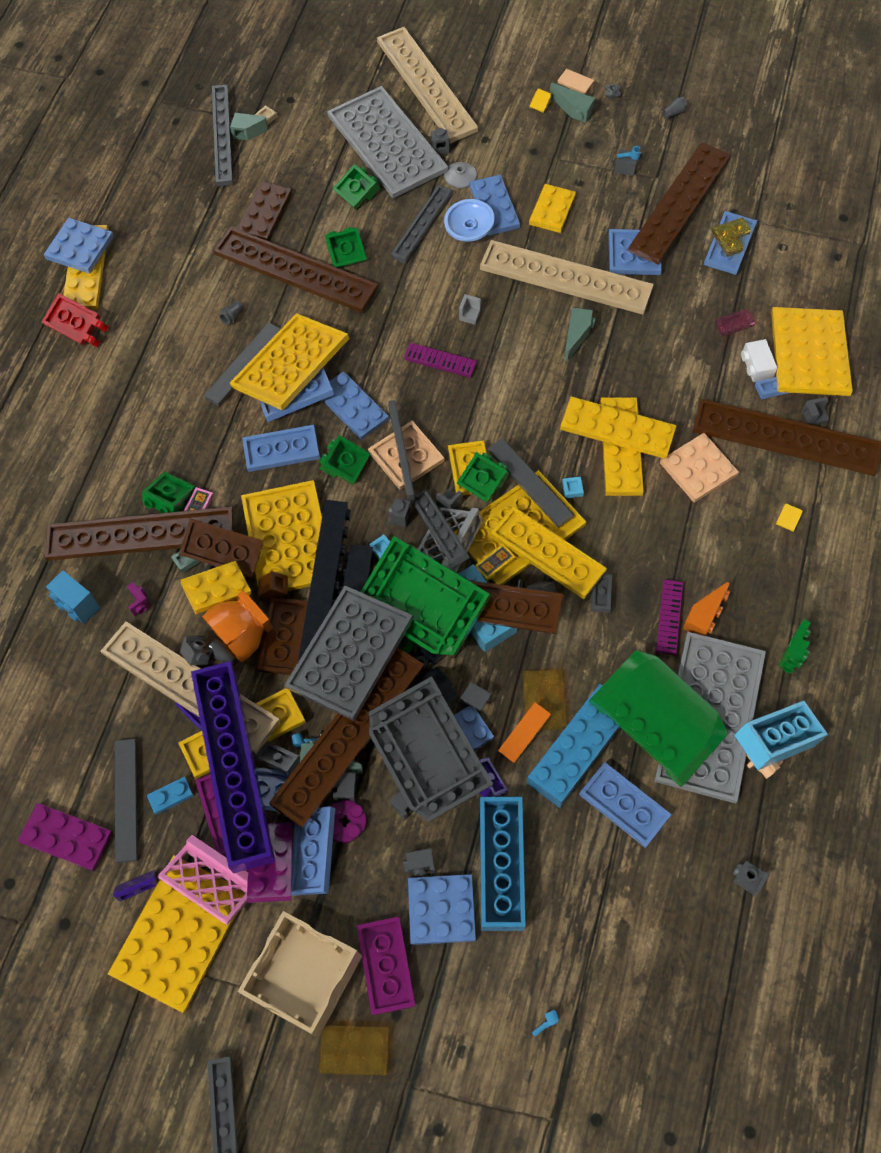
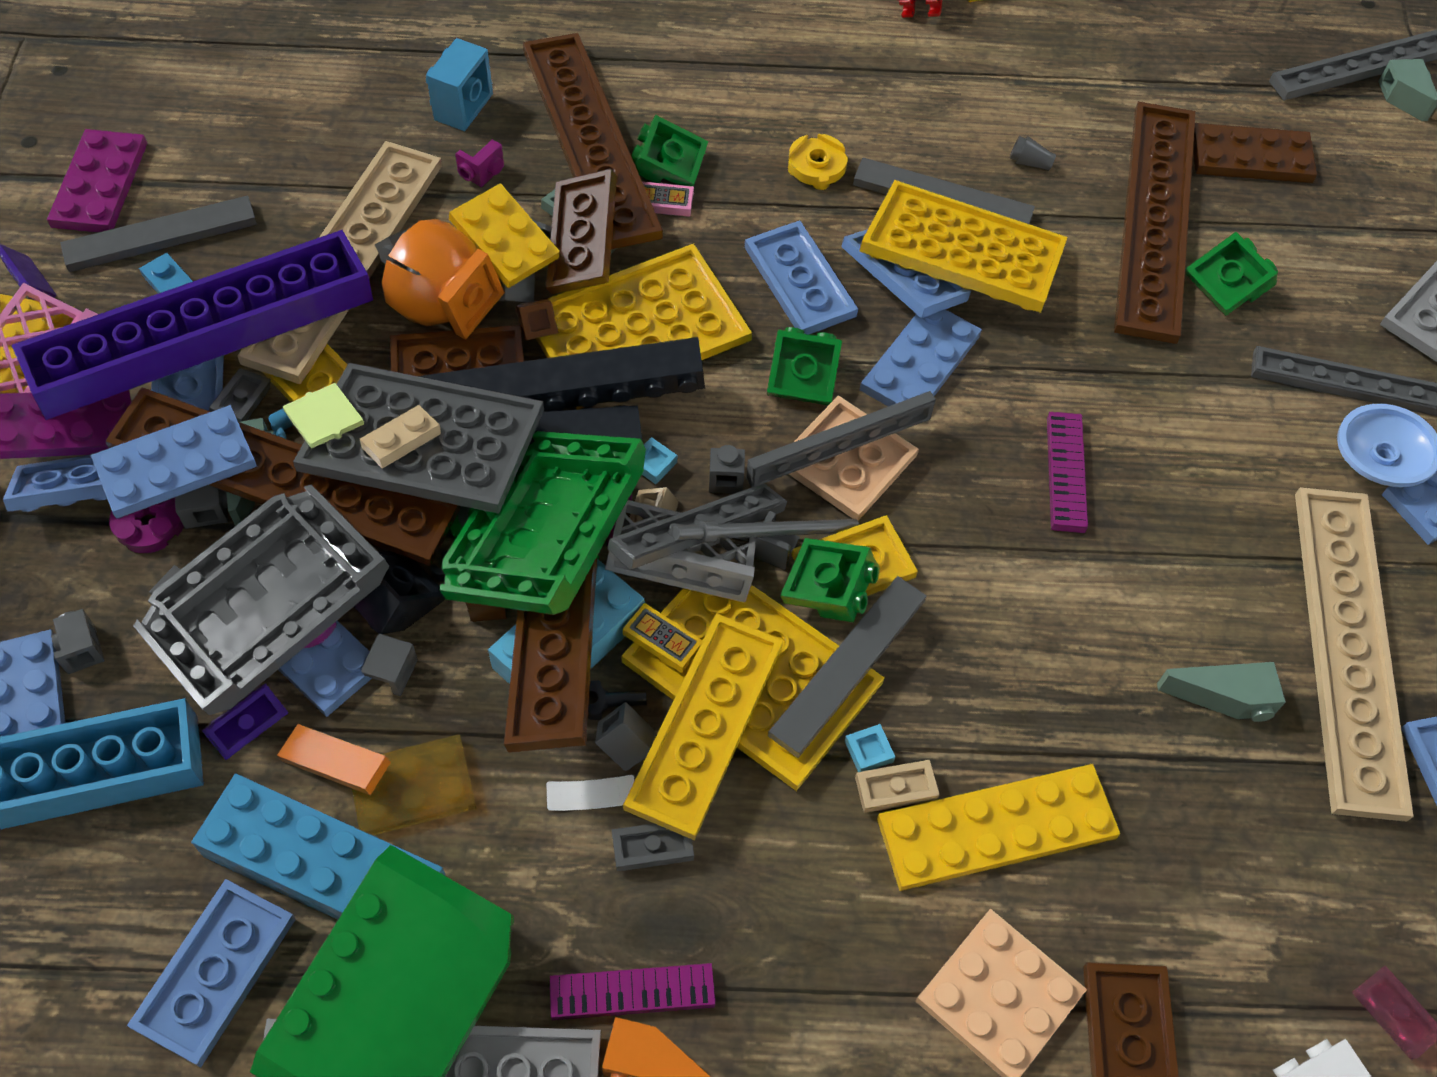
camera: 70 degrees right, 5 degrees down
(200, 427) = (817, 173): none -> yellow plate
(323, 700) = (323, 415): none -> yellowish green piece
(329, 787) = (173, 461): none -> medium blue plate
(352, 659) = (400, 436): none -> tan plate
(356, 186) = (1372, 262): green plate -> none
(451, 518) = (710, 530): none -> dark grey bar
(470, 309) = (1193, 491): light grey panel -> none
(566, 618) = (588, 793): none -> white sticker
(594, 480) = (896, 786): none -> tan plate
(618, 427) = (1029, 809): yellow plate -> none

